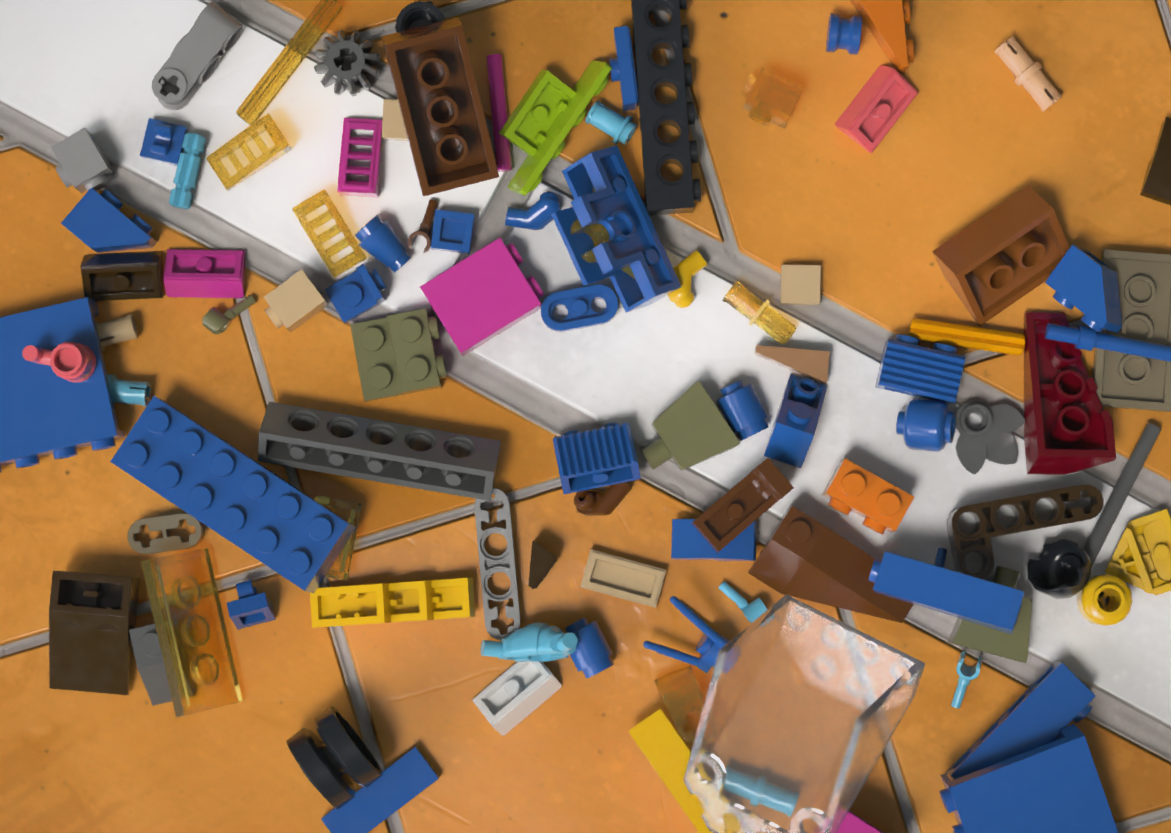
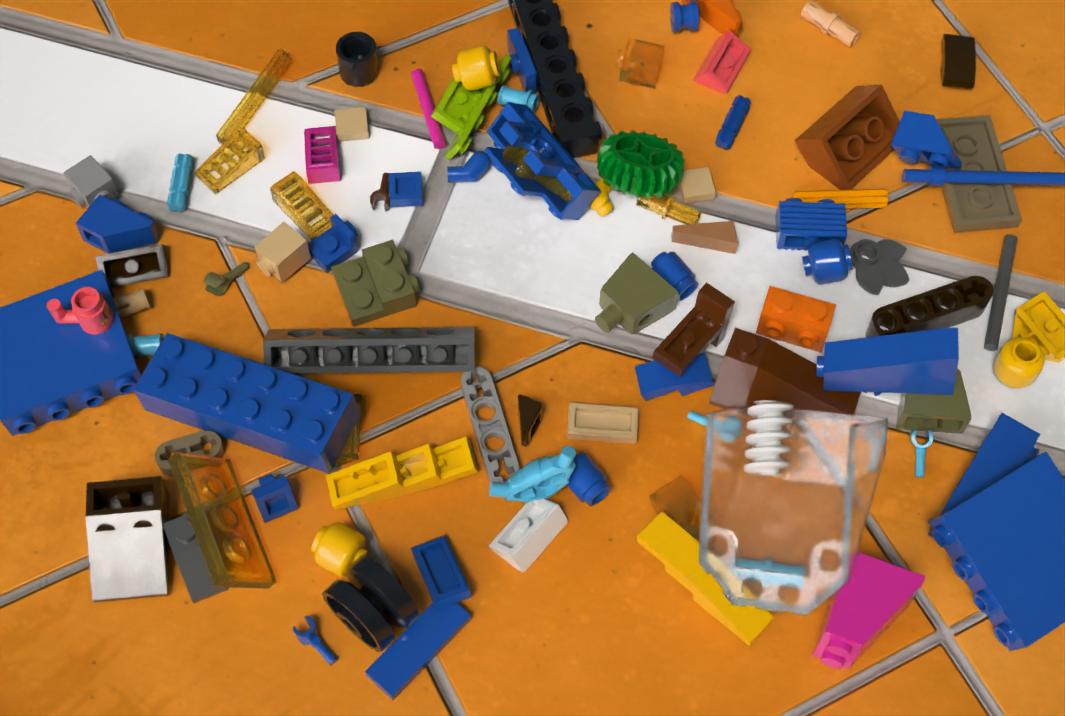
camera: 15 degrees left, 25 degrees down
(163, 142) = (157, 166): blue tile -> none
(196, 56) = (178, 104): light grey piece -> none
(205, 273) = (203, 254): dark pink slope -> none
(275, 774) = (312, 638): none -> blue hand
(313, 683) = (338, 548): none -> yellow head
(359, 68) = (301, 89): dark grey gear -> none
(382, 243) = (348, 204): blue cone -> none
(415, 726) = (441, 572): none -> blue tile
(440, 106) = (380, 91): reddish brown brick -> none
(483, 295) = (438, 228): dark pink brick -> none
(563, 90) = (477, 68): none -> yellow head
(579, 308) = (519, 226): blue plate -> none
(596, 457) = (559, 327): blue brick -> none
(601, 502) = (569, 367): reddish brown arm -> none
(707, 646) = (692, 457): blue plant -> none
(719, 265) = (640, 164): none -> green gear
(795, 421) = (721, 270): blue slope -> none
(796, 652) = (767, 438): none -> white piece
(867, 202) = (733, 122): none -> blue axle
(1060, 569) = (978, 346): black hair -> none
(1062, 411) = (935, 237): dark red wedge -> none

